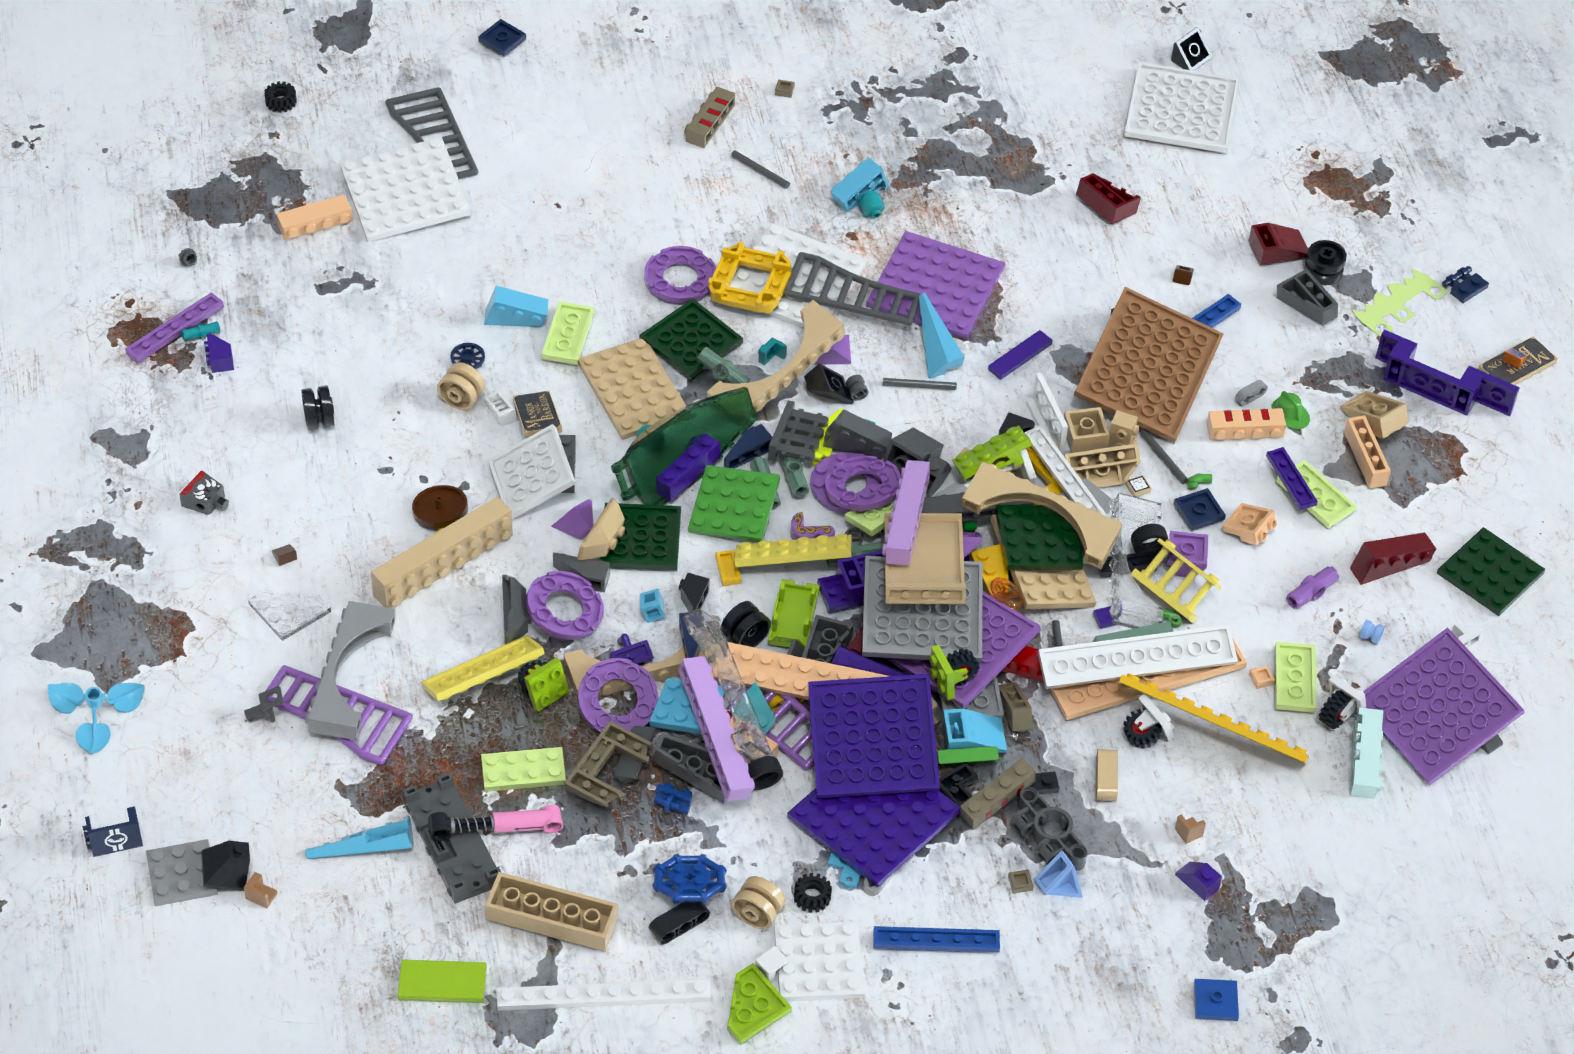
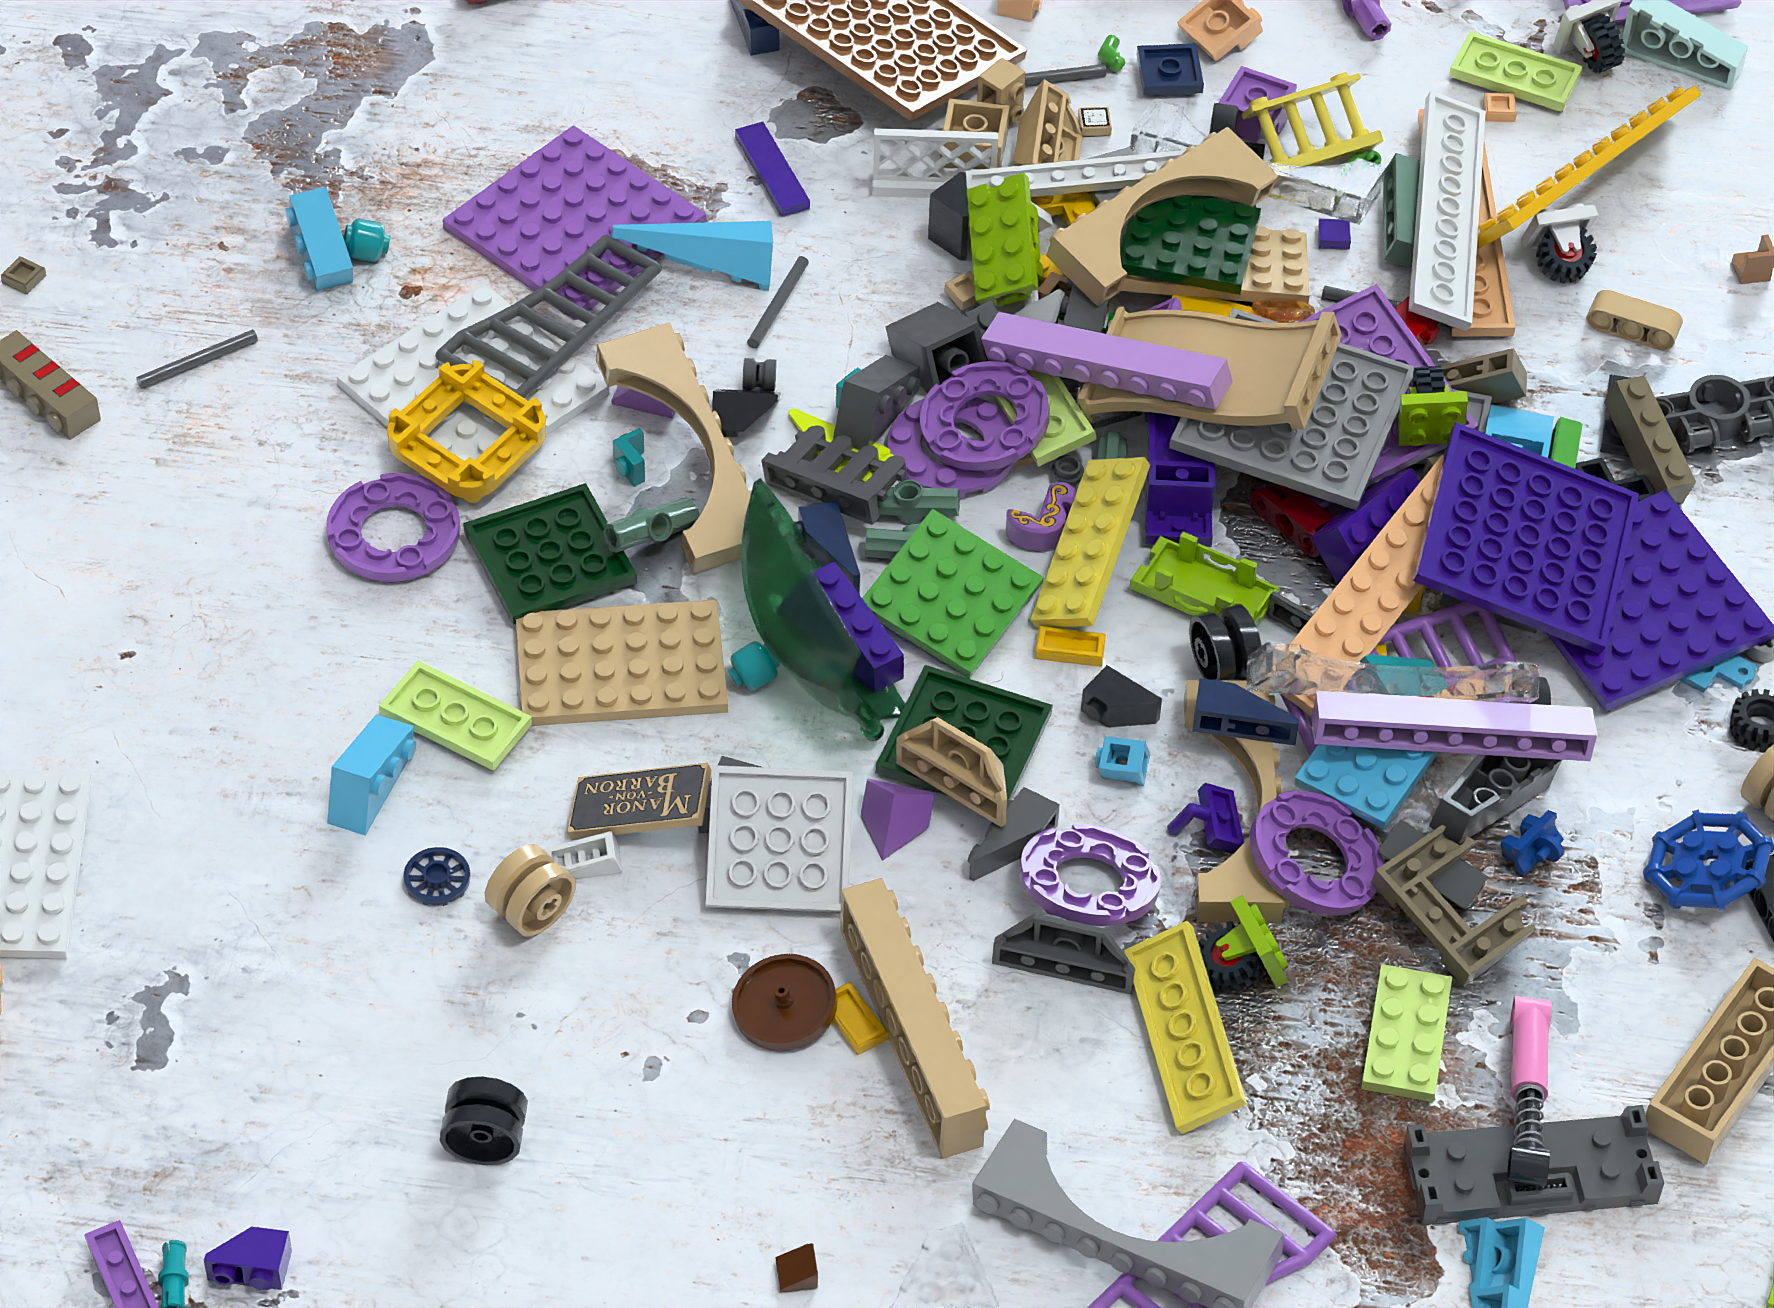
camera: 70 degrees left, 0 degrees up
(825, 638) = (1293, 562): dark grey wedge -> none

